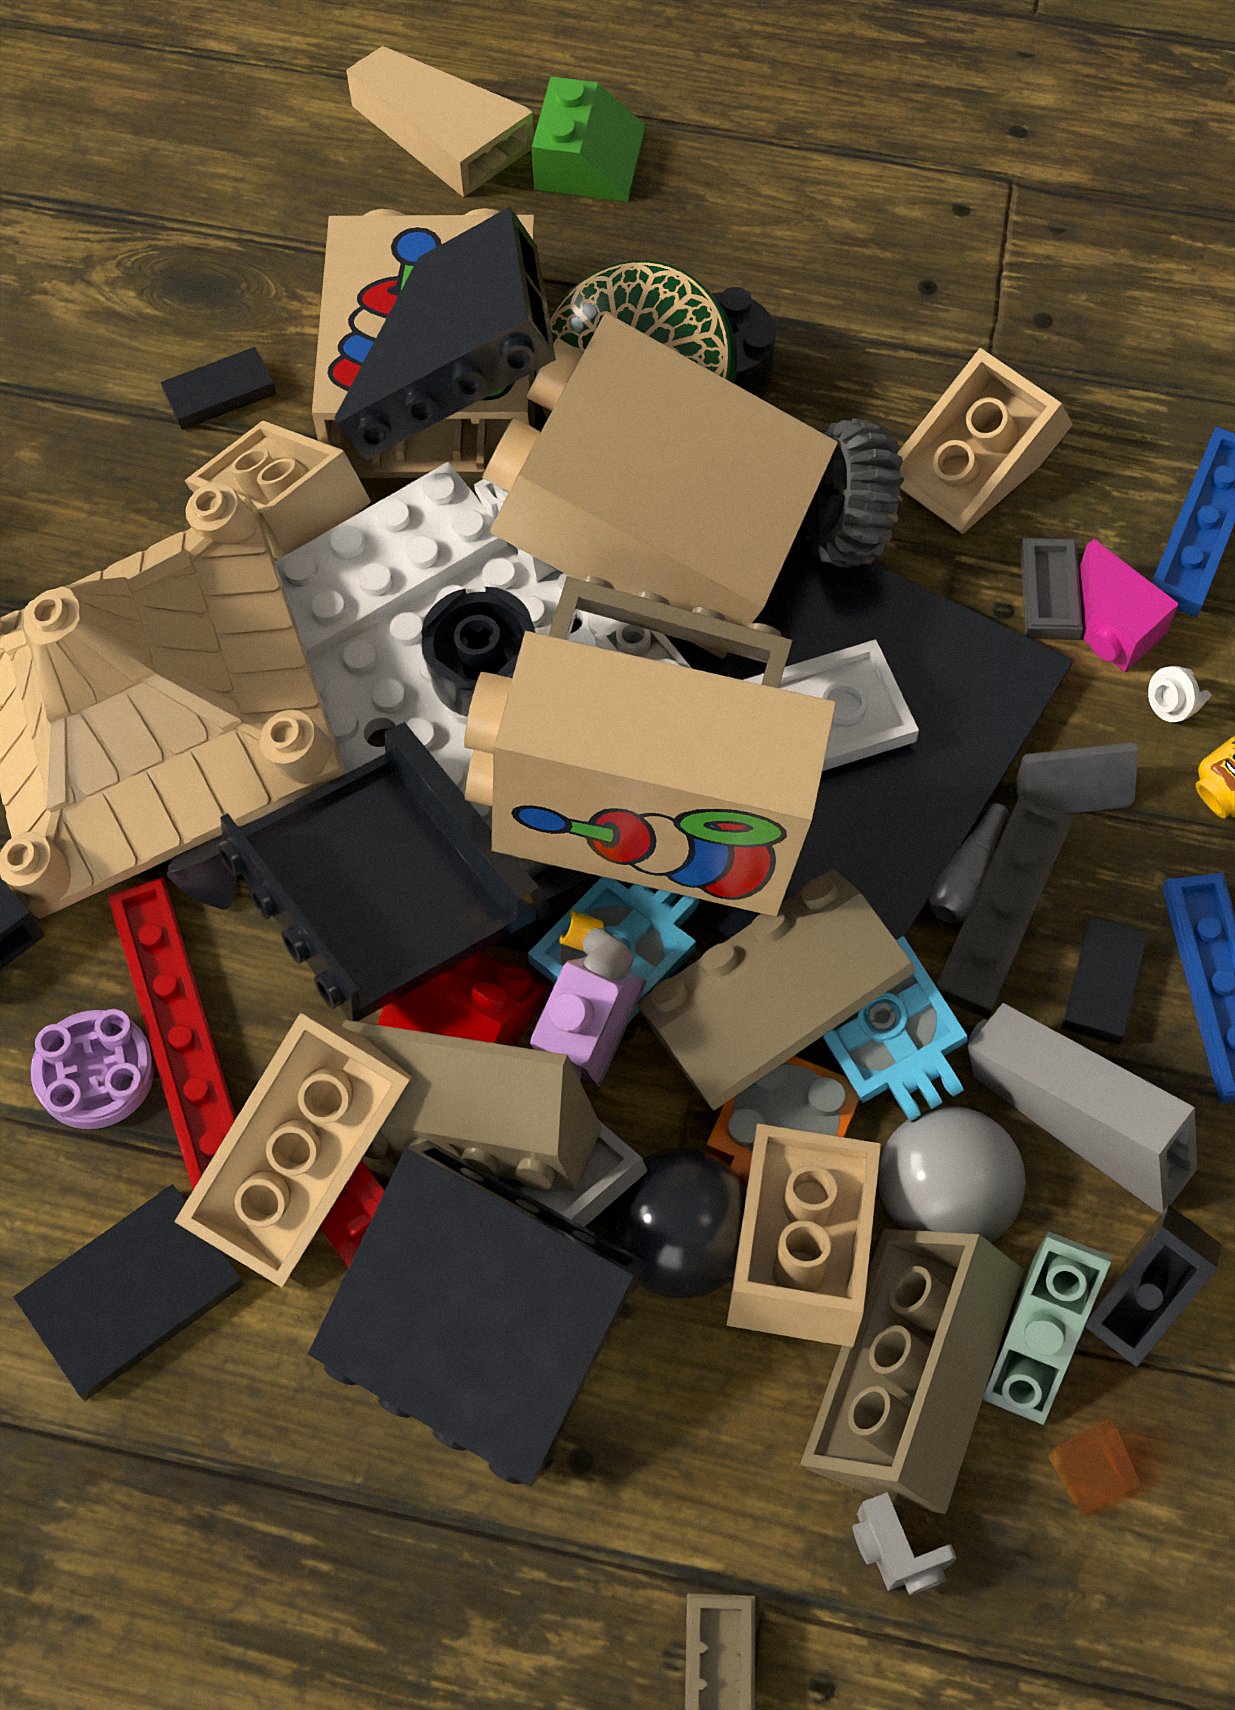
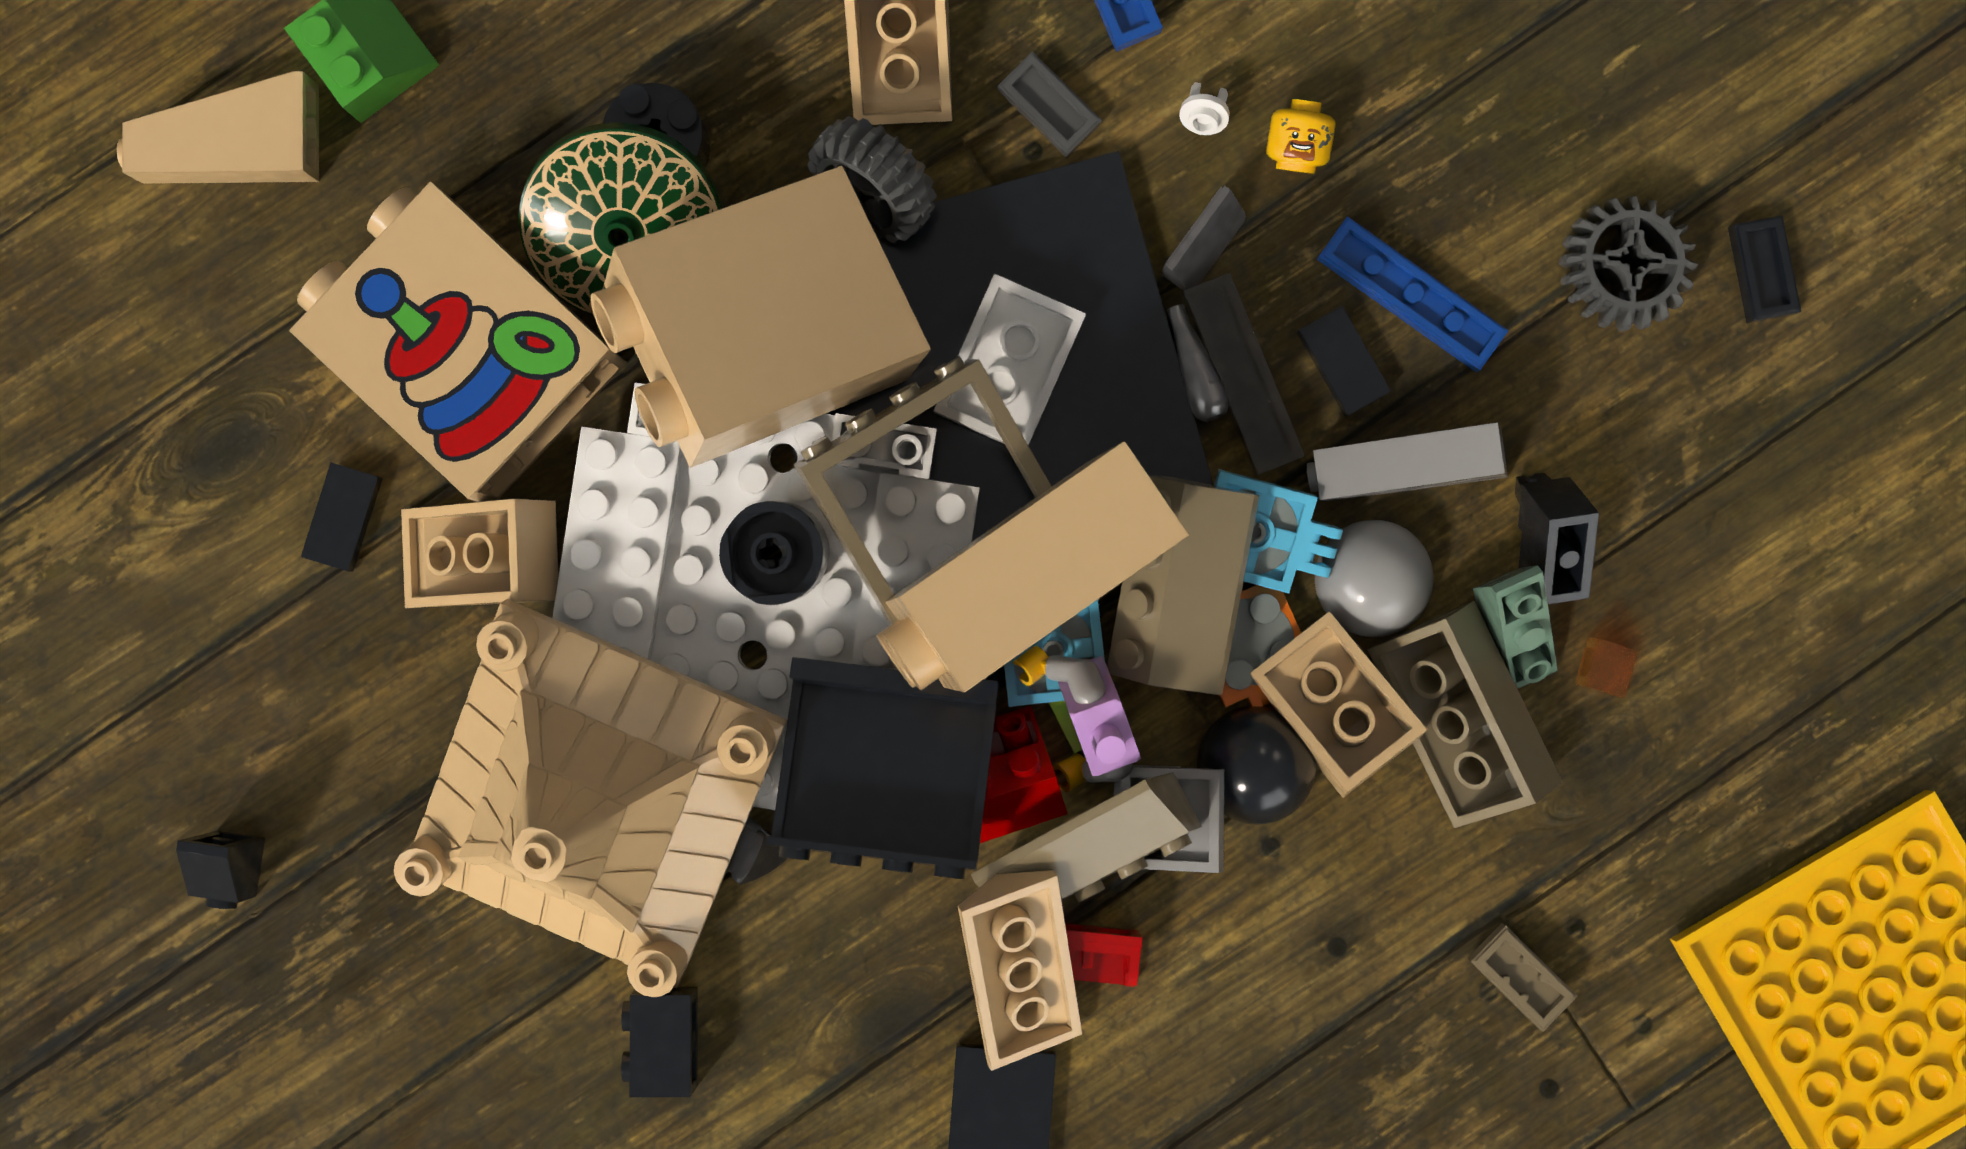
camera: 50 degrees left, 25 degrees up
(92, 1068) = (827, 1032): lavender tile -> none
(175, 1021) = (849, 958): red tile -> none
(455, 335) = (515, 353): black slope -> none
(475, 1311) = (1220, 943): black panel -> none
(884, 1542) = (1540, 827): light grey bracket -> none
(1120, 608) = (1112, 83): dark pink slope -> none

